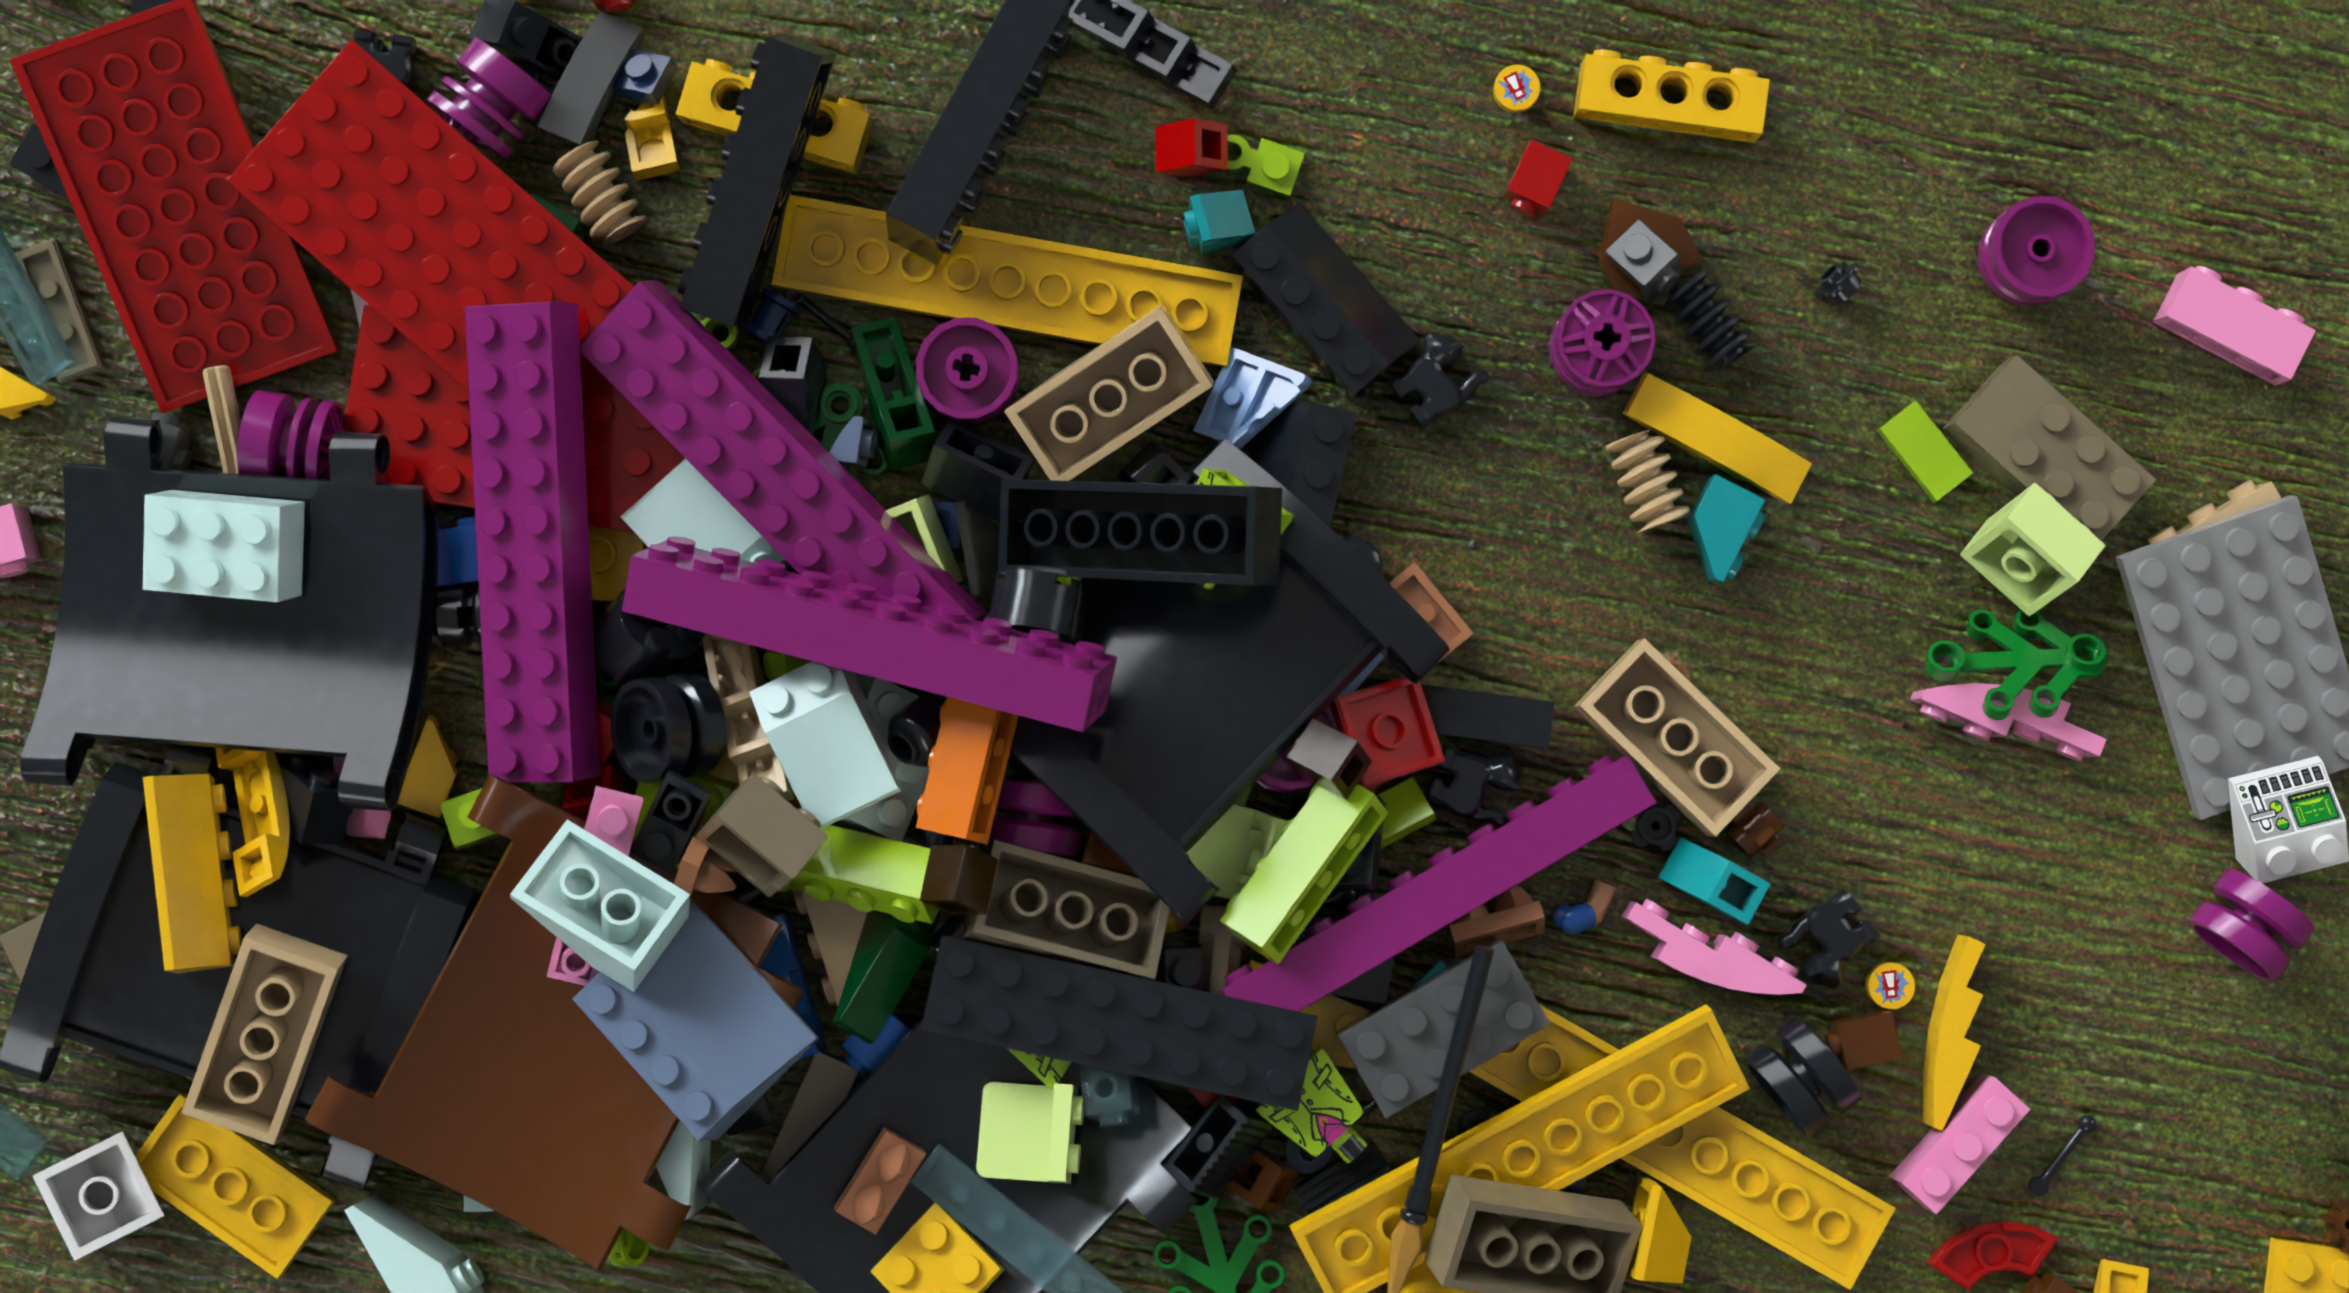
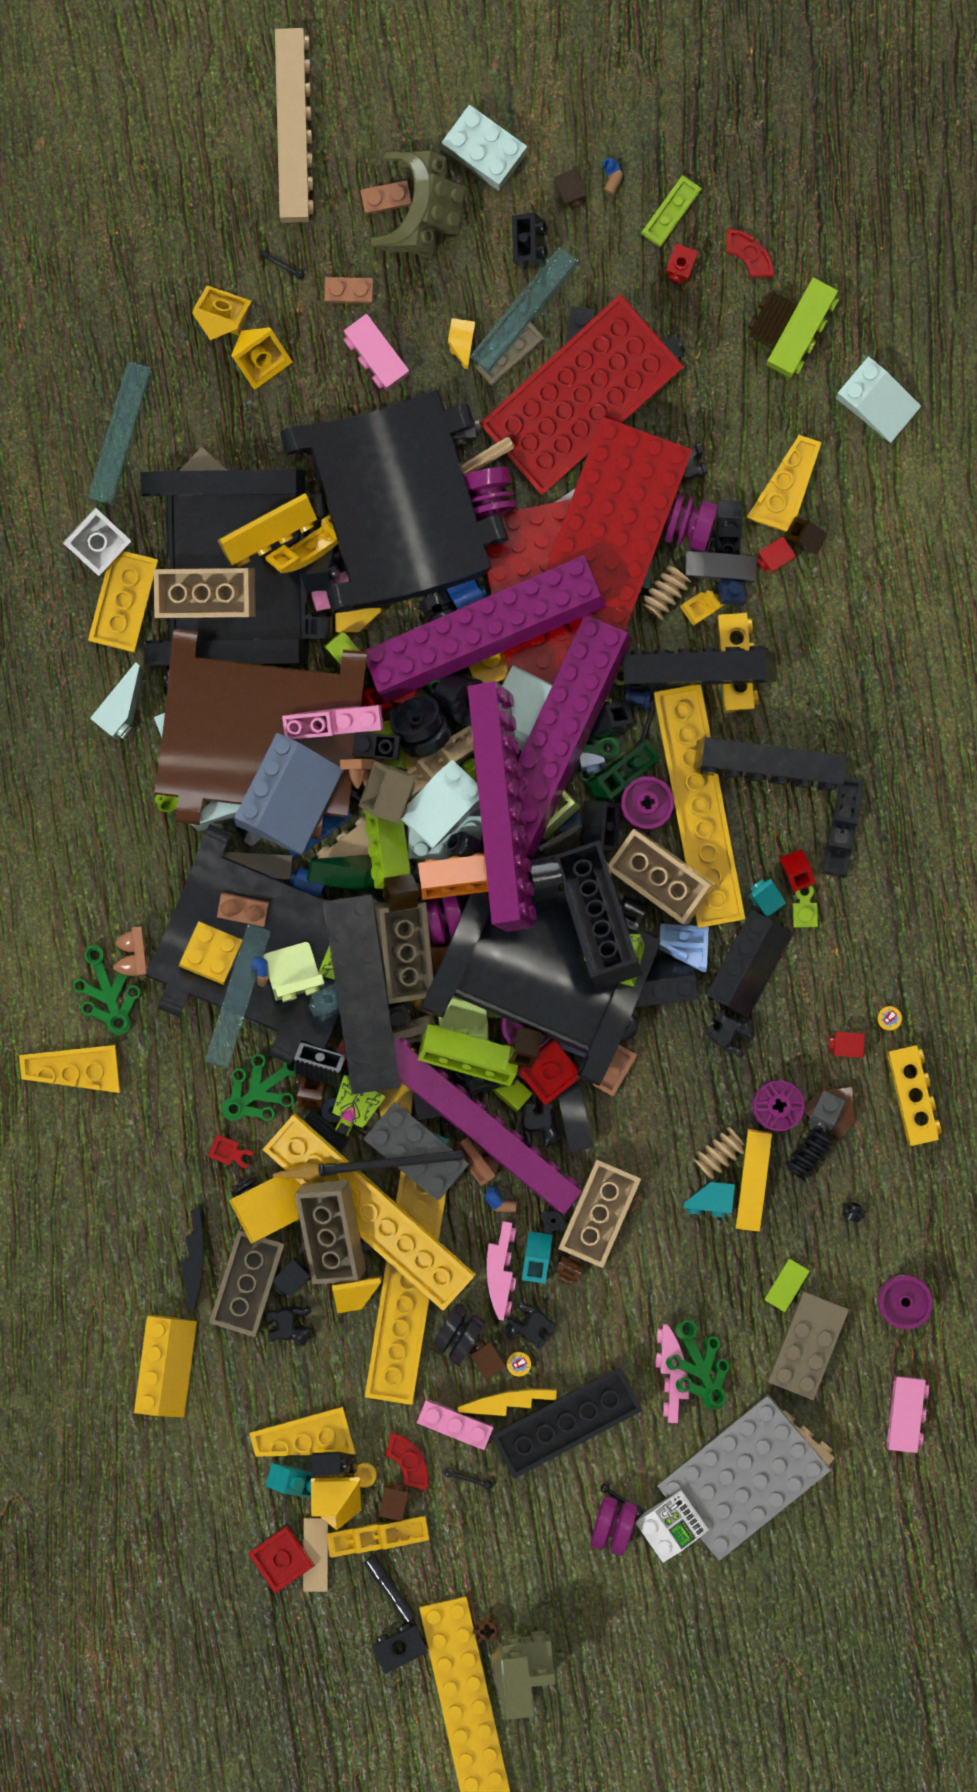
camera: 80 degrees right, 0 degrees up
(223, 545) = (427, 483): light aqua brick -> none
(602, 904) = (327, 730): light aqua slope -> none
(1007, 1188) = (263, 971): none -> blue arm
(2032, 549) = (756, 1352): yellowish green brick -> none
(2034, 940) = (566, 1422): none -> black brick
(2170, 914) = (604, 1488): none -> black hinge

